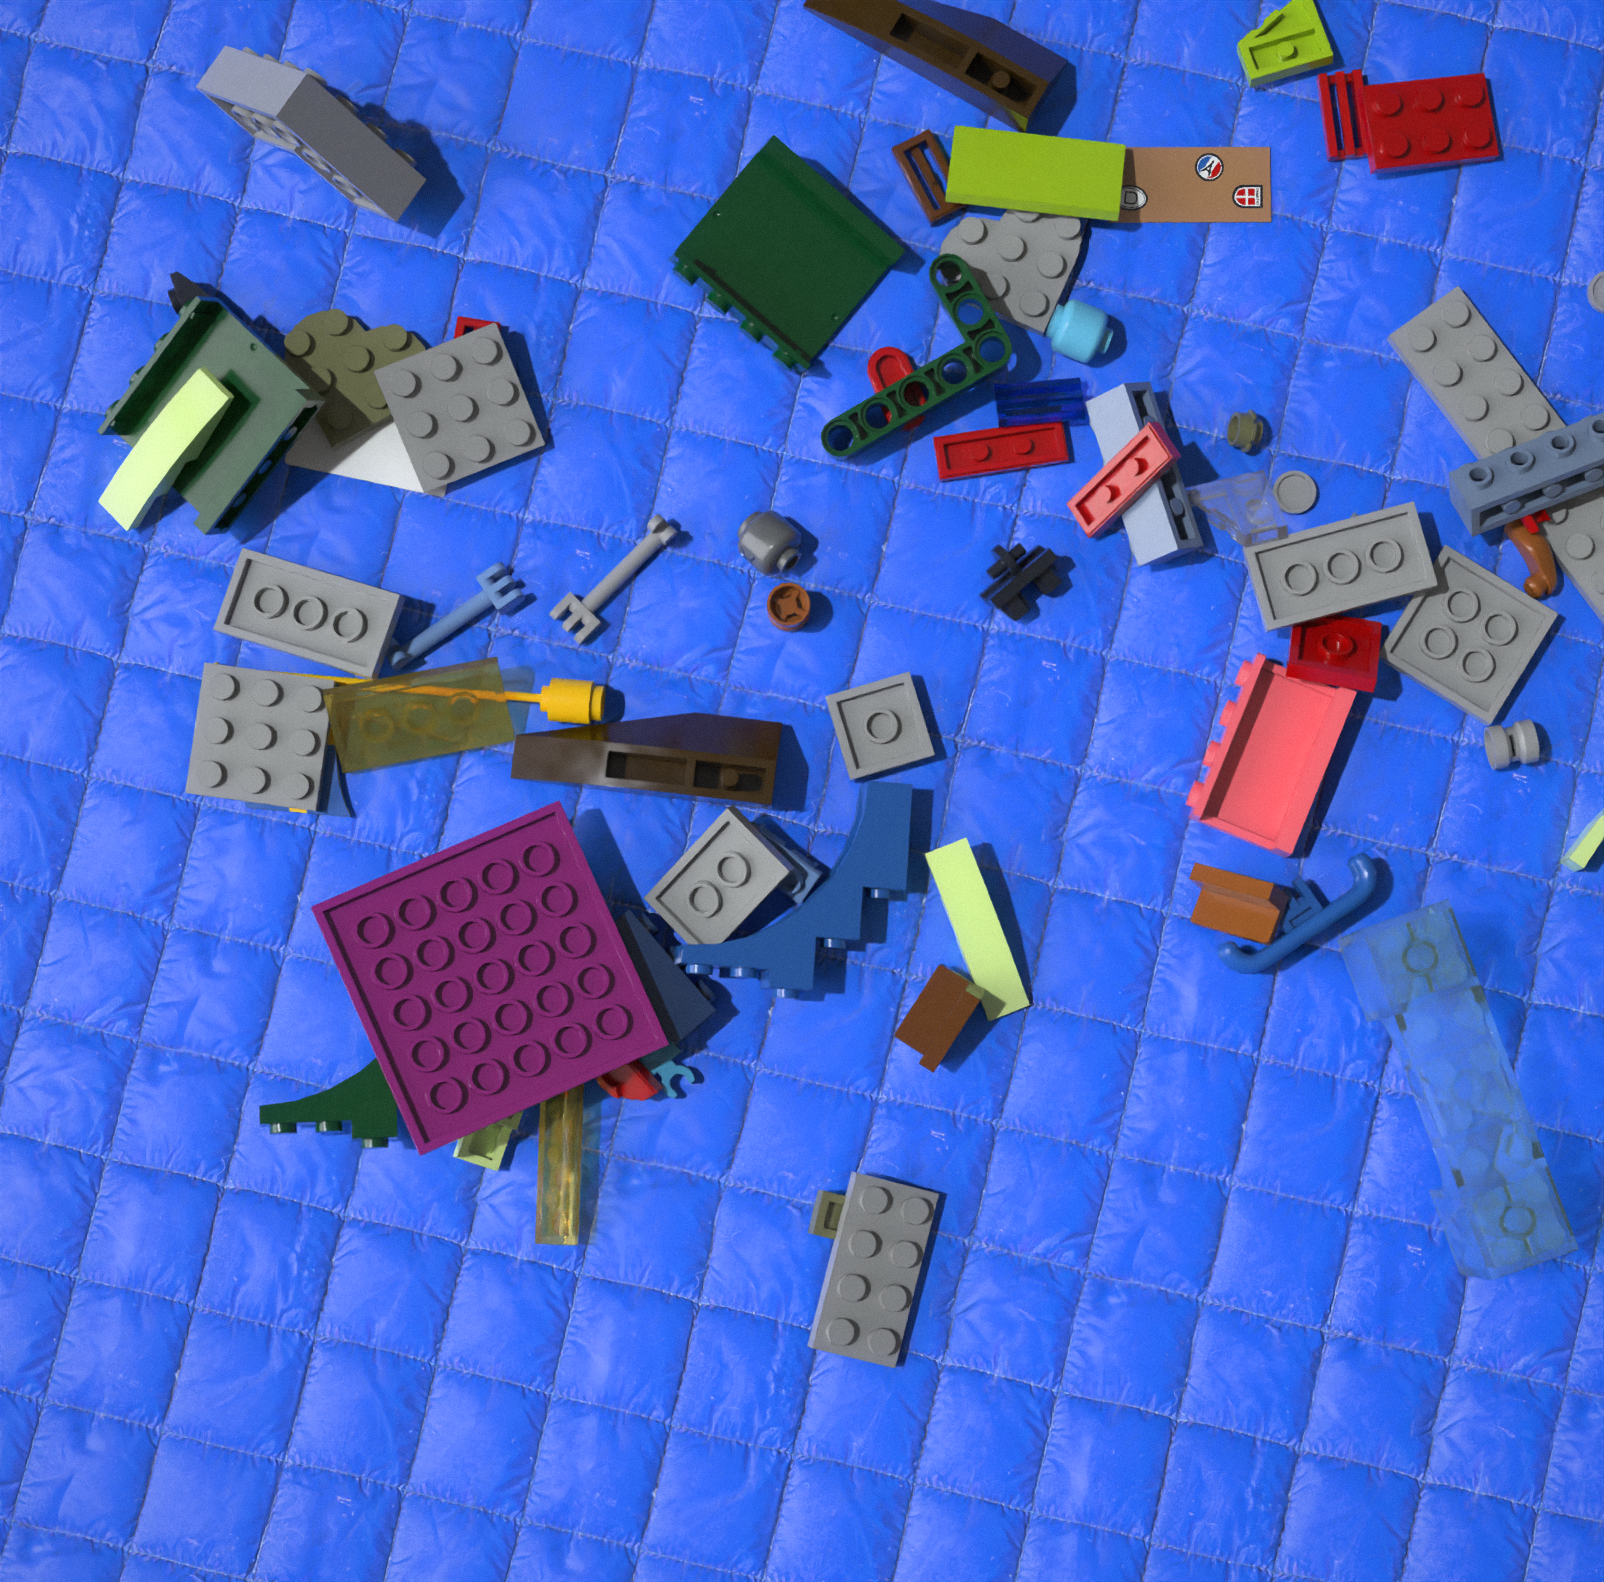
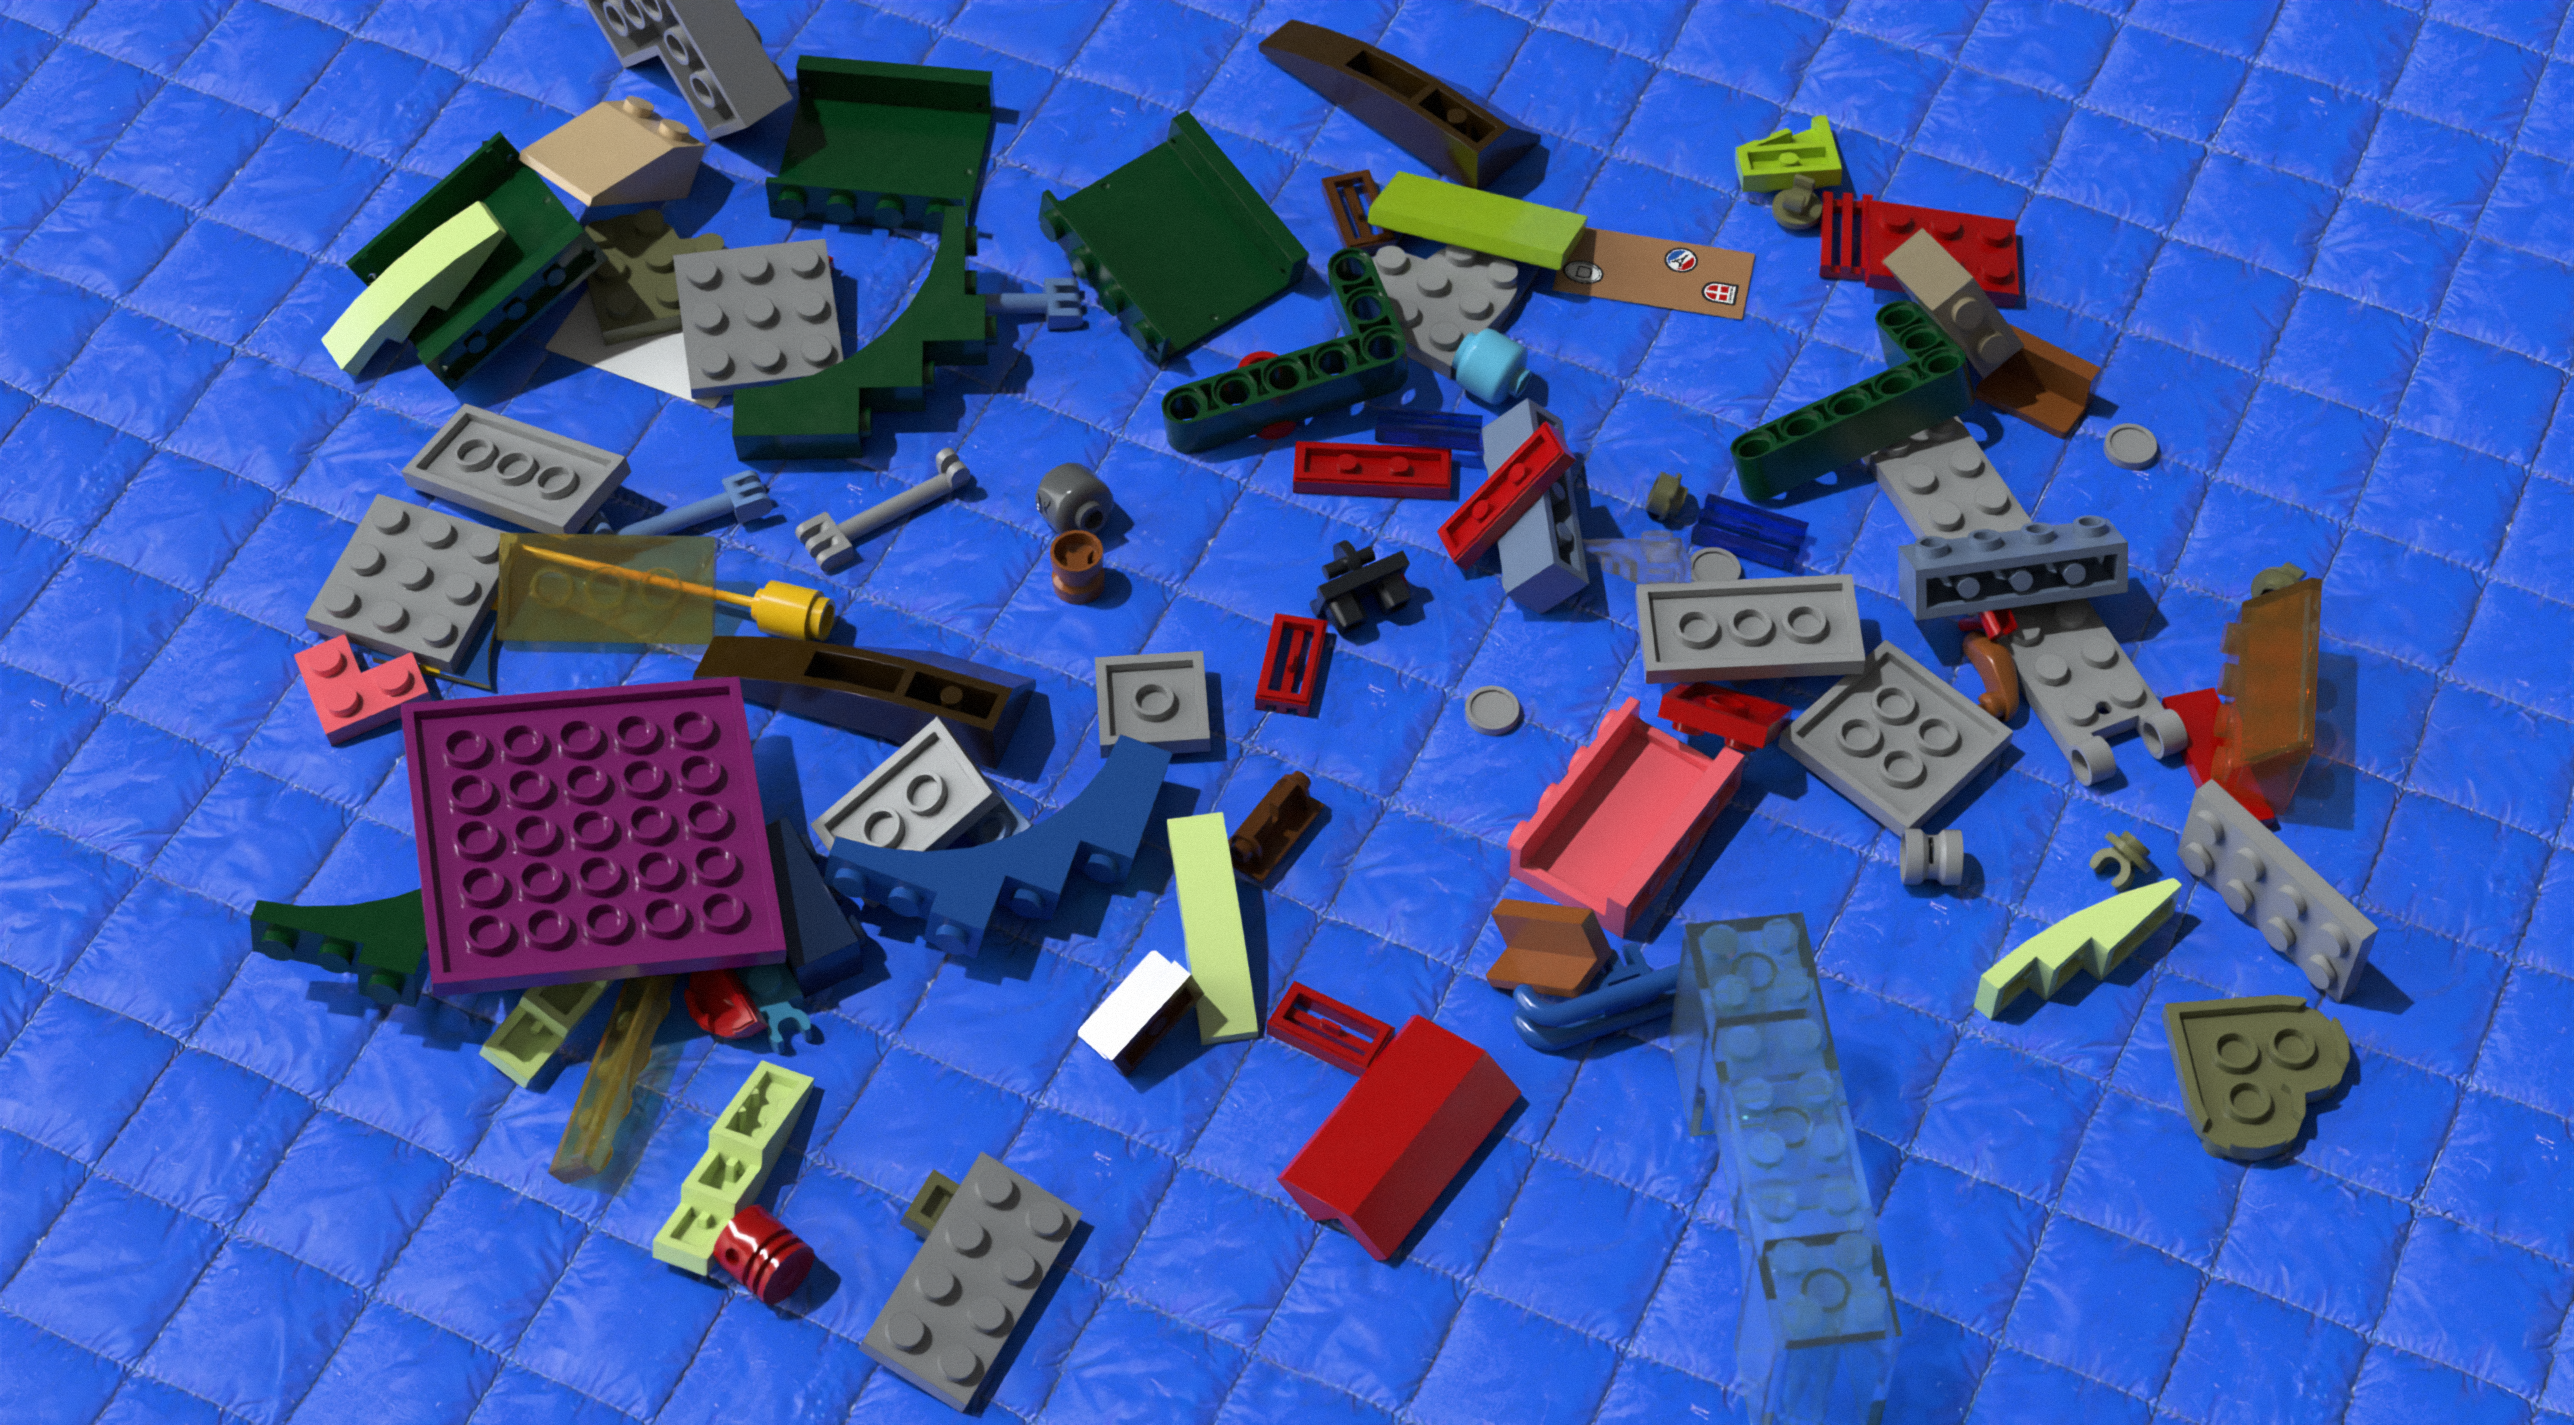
camera: 10 degrees right, 30 degrees down
(243, 854) = (353, 700): none -> coral plate
(291, 273) = (618, 155): none -> tan slope
(509, 192) = (883, 143): none -> dark green panel
(617, 395) = (833, 409): none -> dark green arch
(671, 1209) = (735, 1166): none -> yellowish green slope
(694, 331) = (1058, 302): none -> medium blue hinge
(716, 1283) = (765, 1254): none -> red piece
(979, 696) = (1285, 698): none -> red tile
(999, 821) = (1274, 826): none -> reddish brown hinge
(1047, 981) = (1325, 1038): none -> red tile
(1144, 668) = (1491, 710): none -> light grey piece
(1157, 1079) = (1400, 1135): none -> red slope
(1298, 94) = (1797, 206): none -> olive plate
(1321, 434) = (1752, 526): none -> clear blue tile
(1398, 316) = (1921, 389): none -> dark green beam
(1454, 205) = (1953, 302): none -> dark tan brick
(1526, 249) = (2042, 385): none -> dark orange panel

